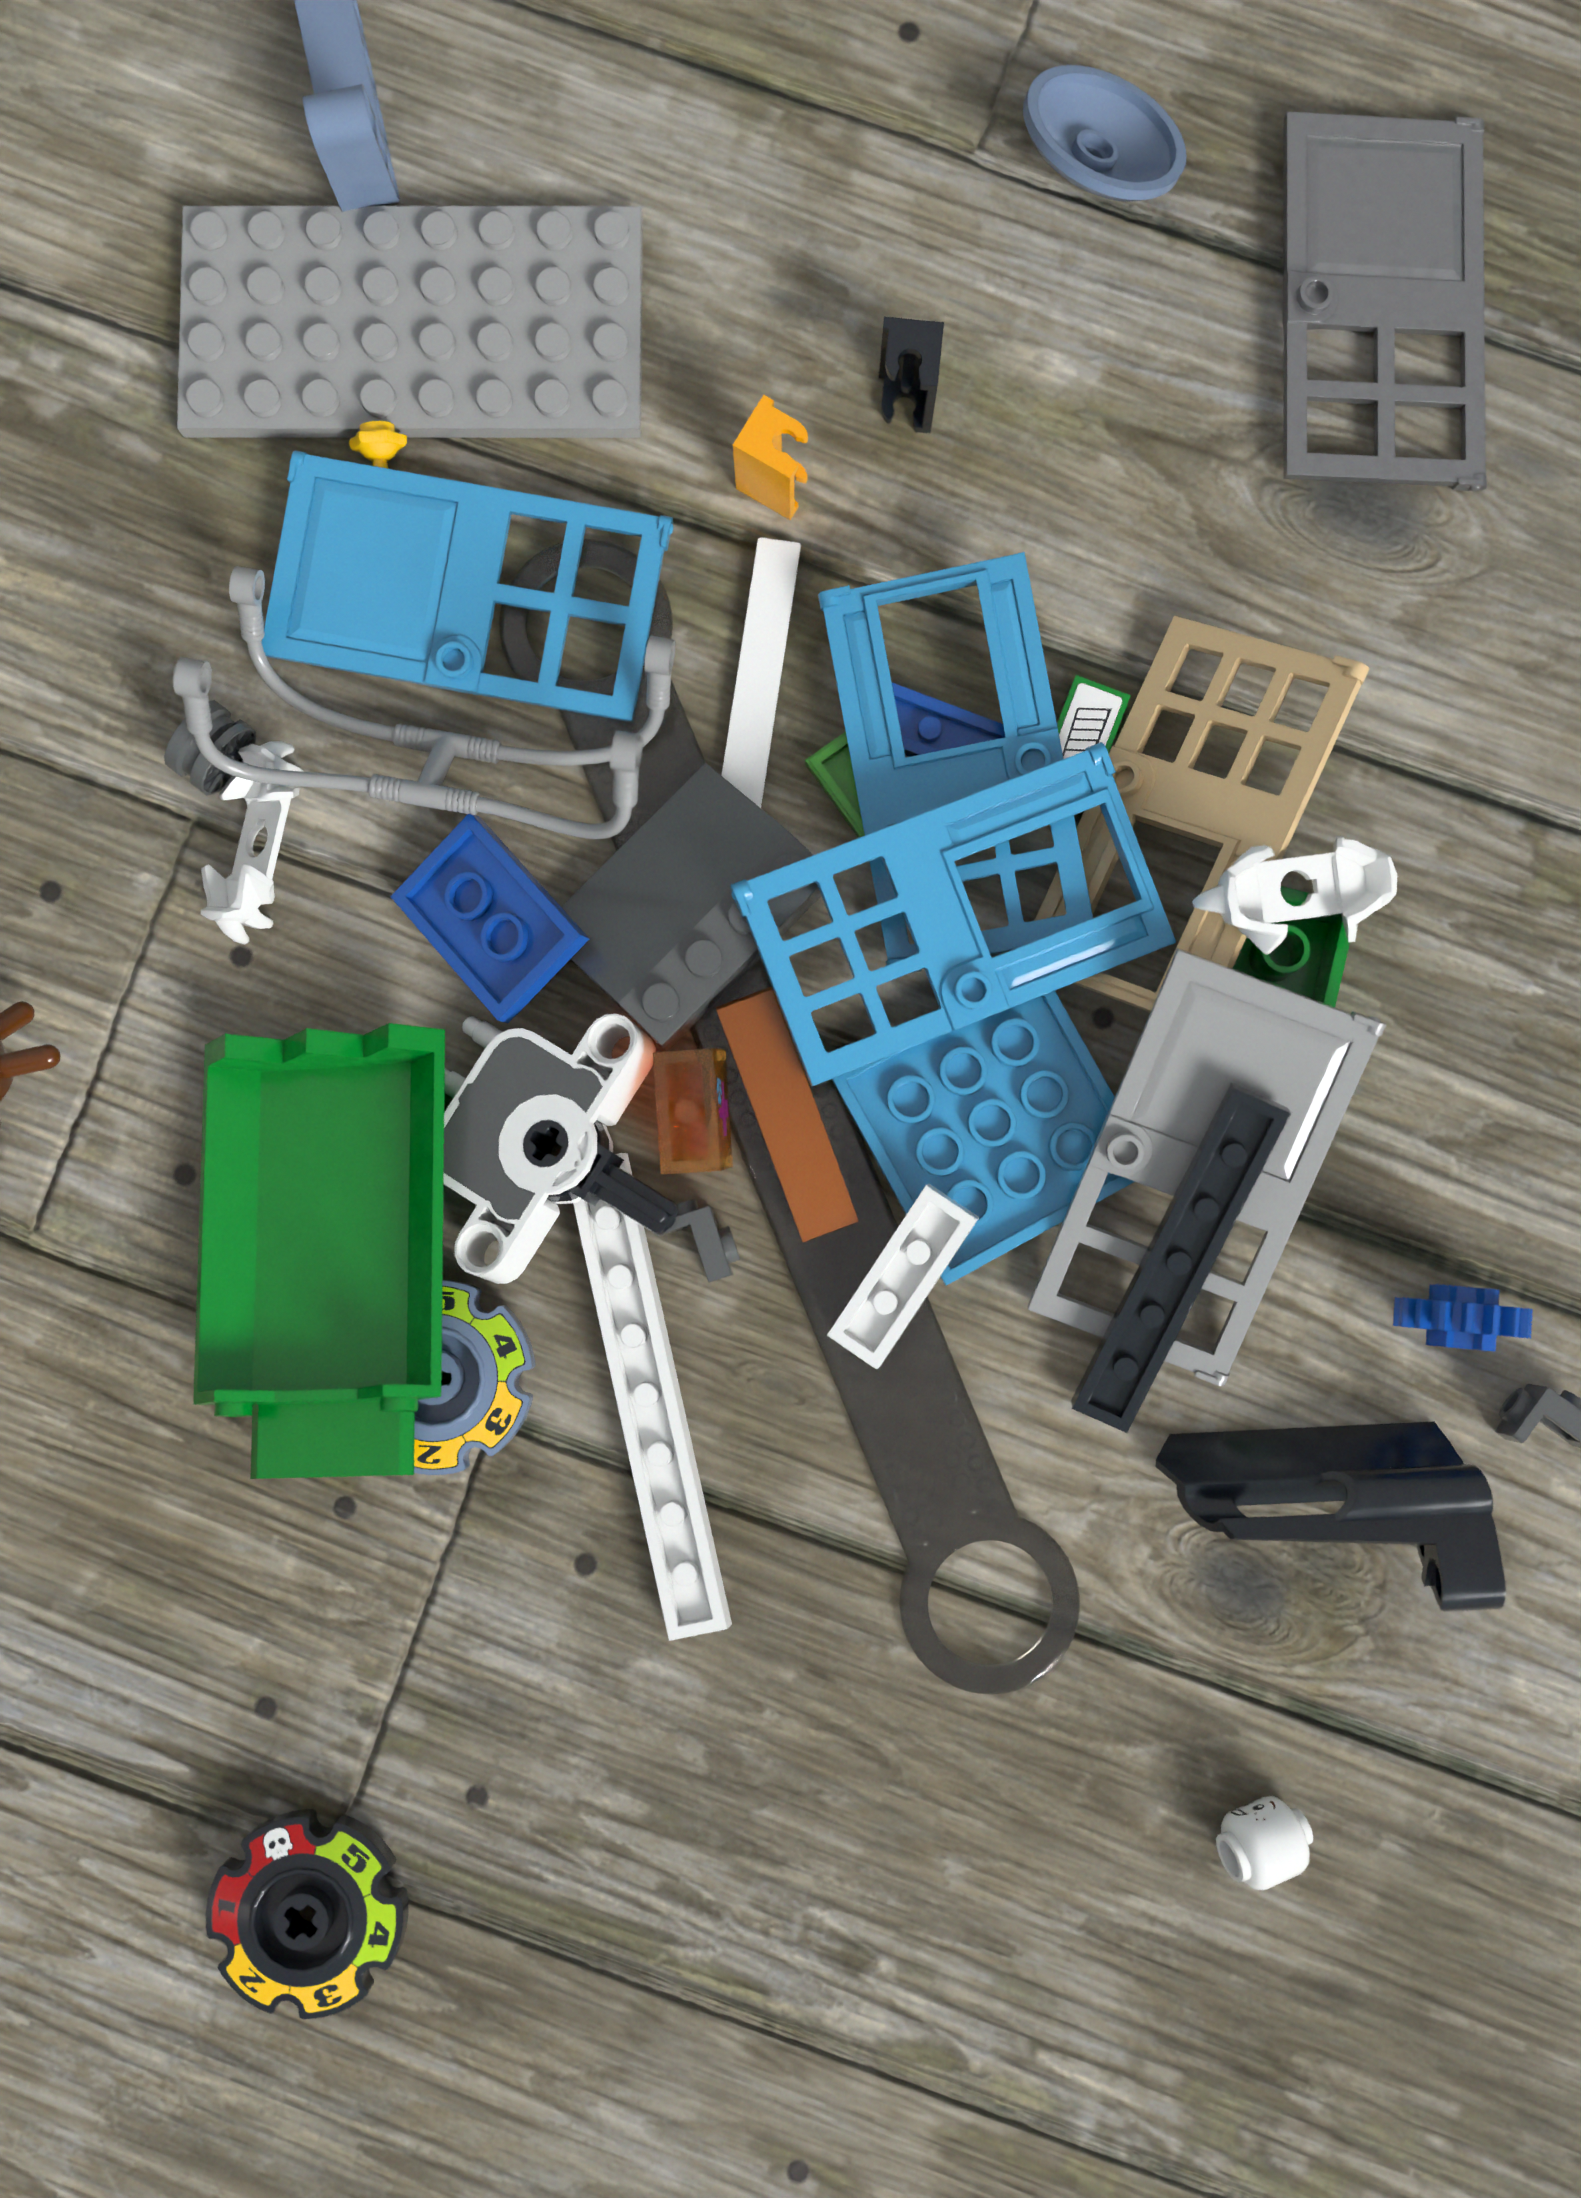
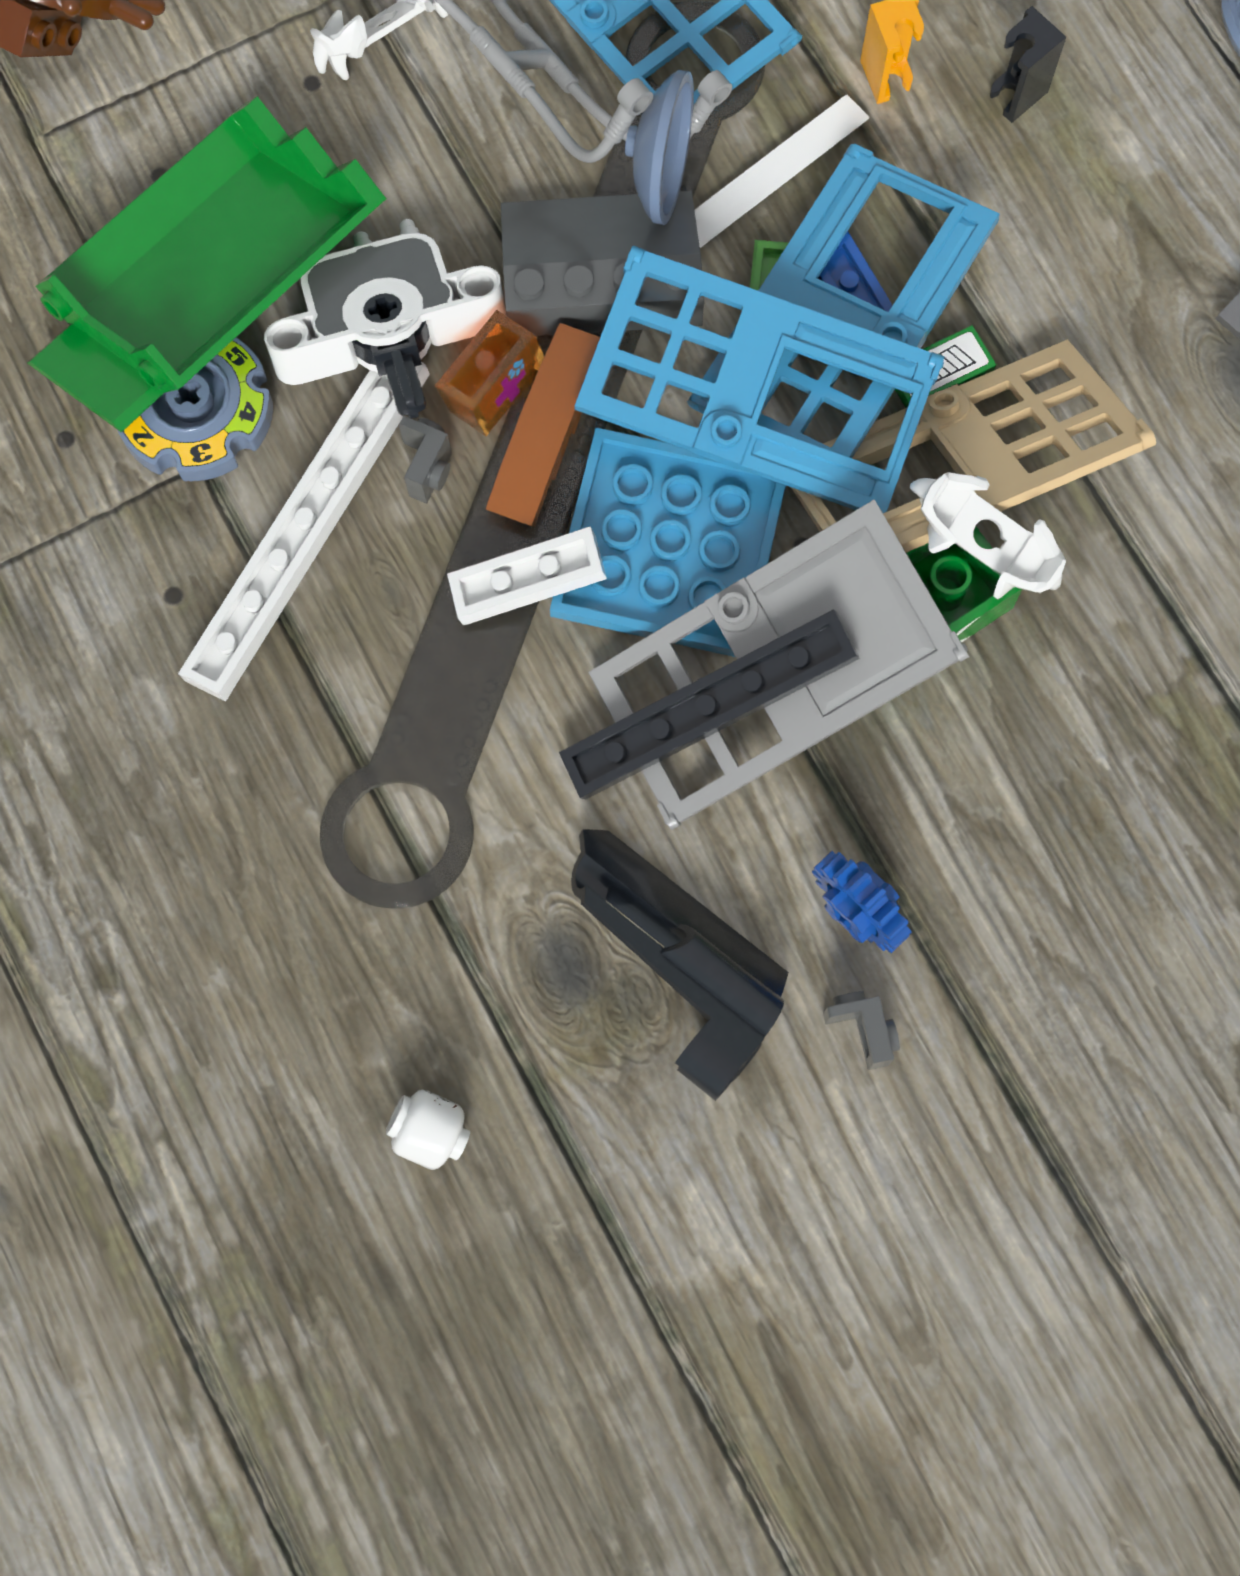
camera: 40 degrees right, 10 degrees down
(489, 918) = (475, 167): blue plate -> none
(666, 766) = (662, 146): none -> sand blue dish

